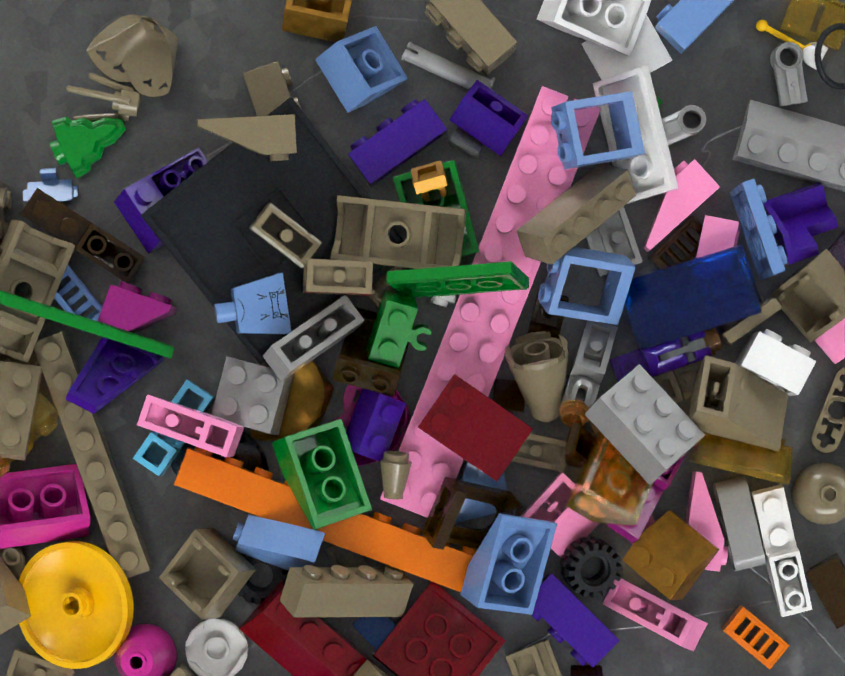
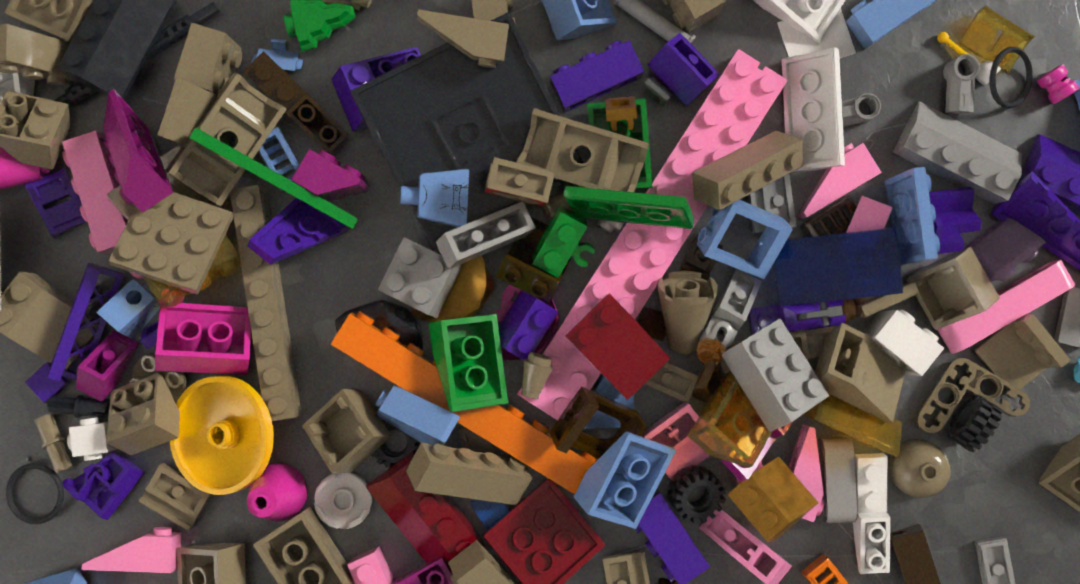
camera: 10 degrees right, 0 degrees up
(160, 450) = (355, 283): medium azure arch -> none
(190, 426) = (356, 293): bright pink slope -> none
(285, 235) = (478, 134): dark tan brick -> none
(624, 125) = (806, 97): medium blue window -> none

